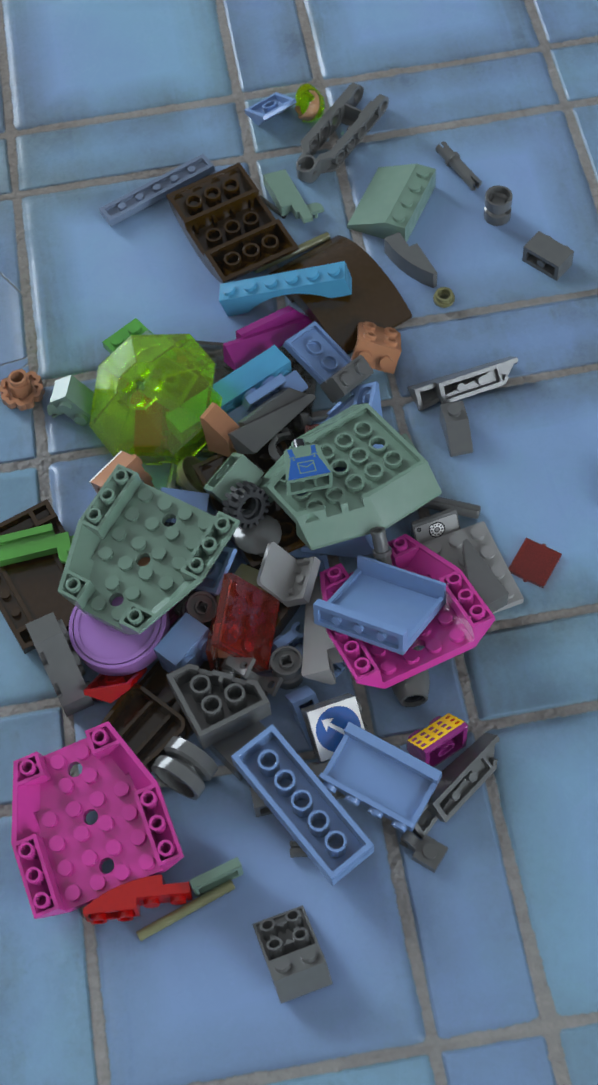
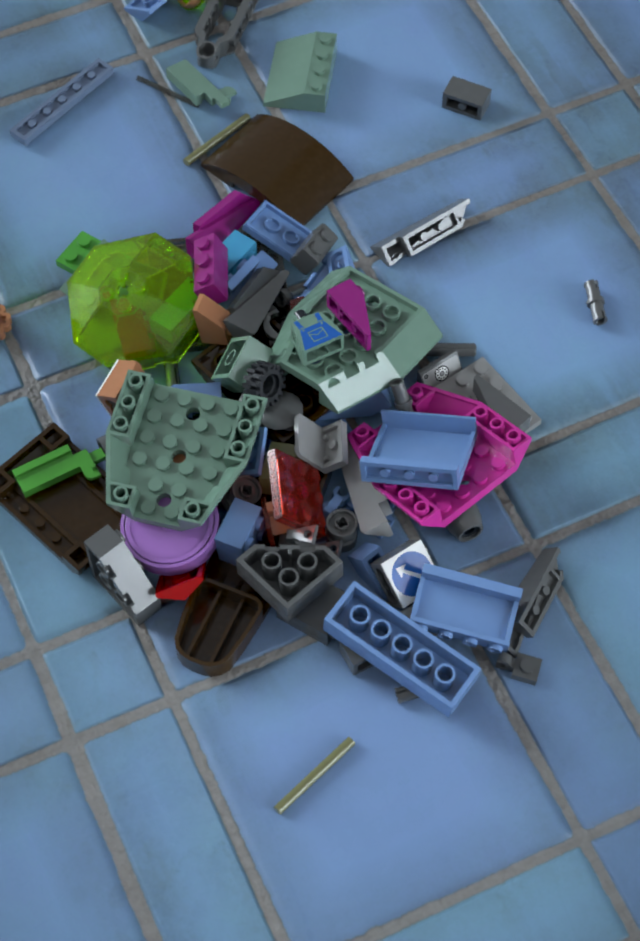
camera: 20 degrees left, 0 degrees up
(50, 836) = (184, 751): dark pink wedge -> none
(71, 399) = (47, 321): sand green brick -> none
(125, 900) = (256, 778): red slope -> none
(184, 768) = (275, 644): dark grey wheel -> none
(186, 475) = (186, 371): olive piece -> none
(216, 876) = (335, 737): sand green tile -> none
(230, 224) = (149, 122): dark brown slope -> none
(234, 379) = (211, 268): none -> magenta brick
(292, 954) = (429, 789): dark grey slope -> none
(324, 280) = (266, 158): dark azure arch -> none
(350, 444) = (349, 306): none -> magenta slope
(378, 346) = (334, 211): nougat bracket -> none
(410, 259) = (337, 125): dark grey slope -> none
(439, 740) = (506, 561): magenta slope -> none
(444, 297) = (379, 155): olive plate -> none
(453, 160) = (348, 23): dark grey pin -> none
(456, 428) = (430, 275): dark grey slope -> none
(498, 205) = (405, 58): dark grey wheel -> none
(534, 562) = (540, 385): clear red piece -> none

